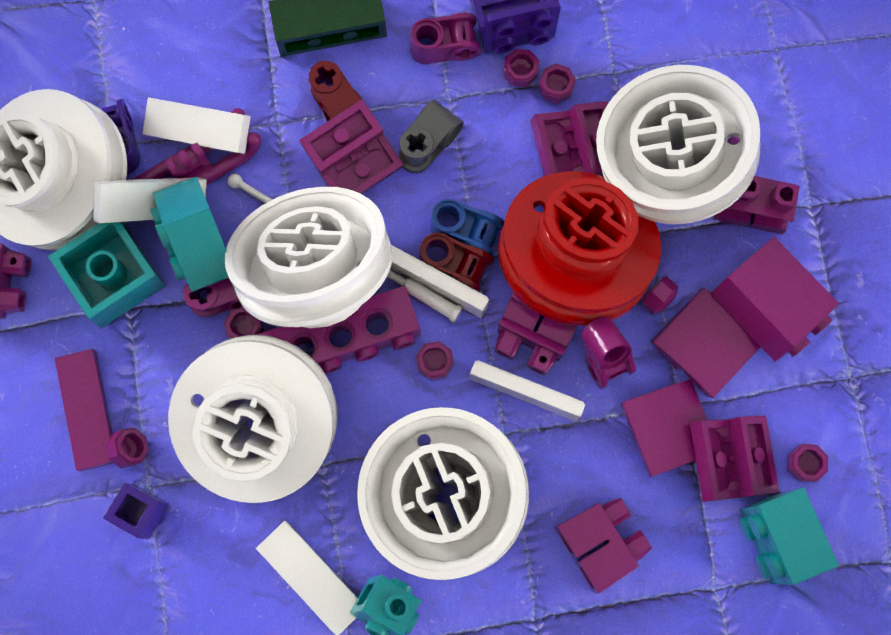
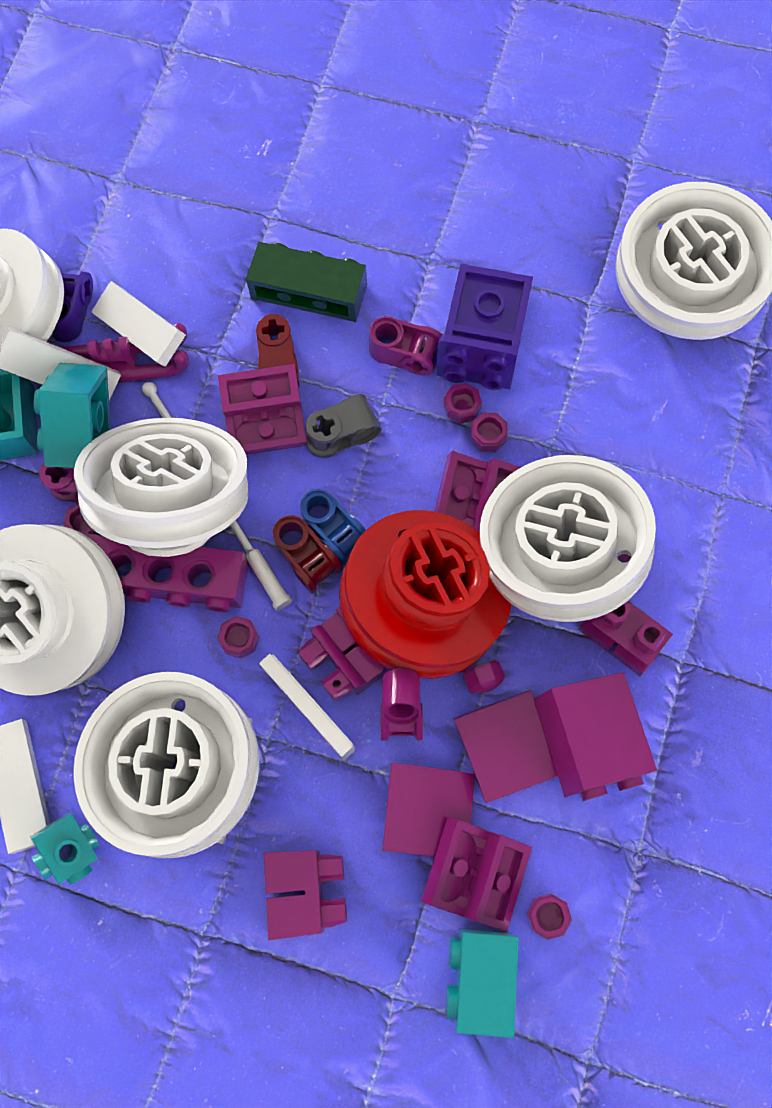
camera: 30 degrees right, 5 degrees down
(439, 282) = (278, 563): white tile -> none

